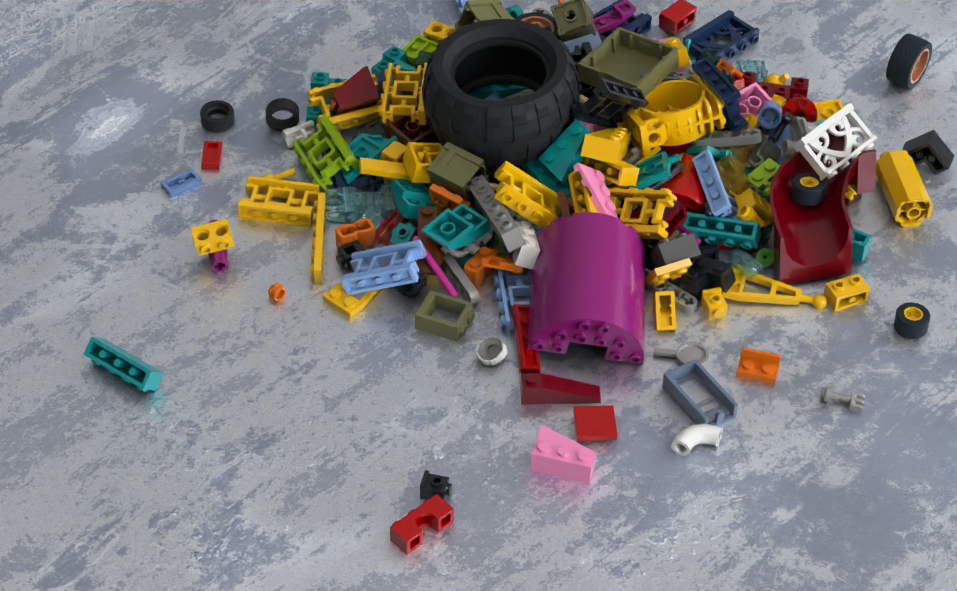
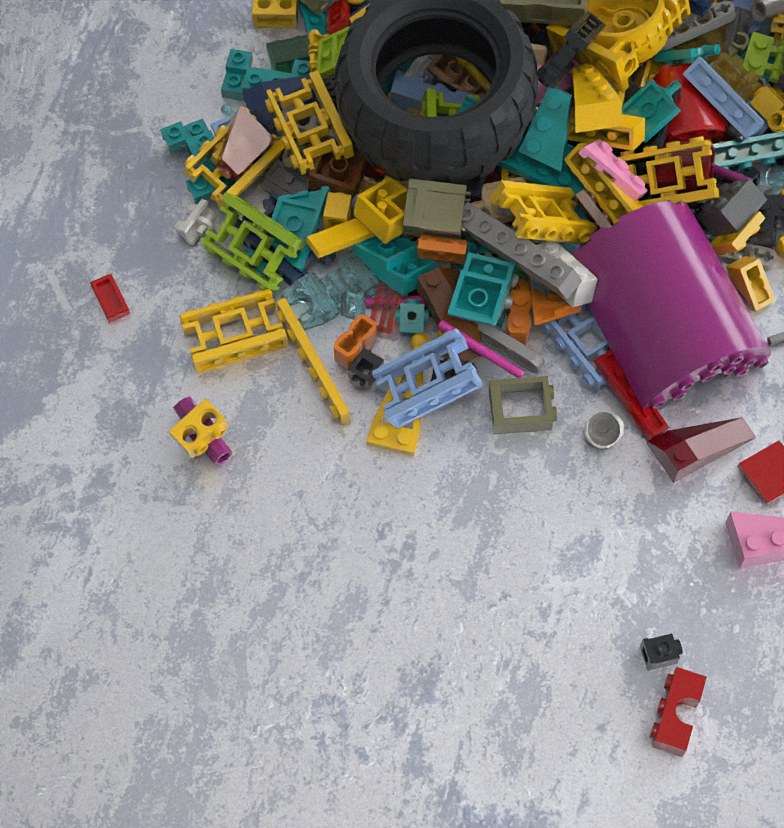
camera: 25 degrees left, 20 degrees up
(123, 363) = (202, 660): teal brick -> none
(181, 183) = (90, 372): medium blue tile -> none
(217, 107) = (83, 224): black tyre -> none
(277, 292) = (311, 462): orange plate -> none
(279, 105) = (165, 196): black tyre -> none
(282, 175) = (201, 300): yellow bar -> none
(419, 44) = (258, 33): lime wing -> none

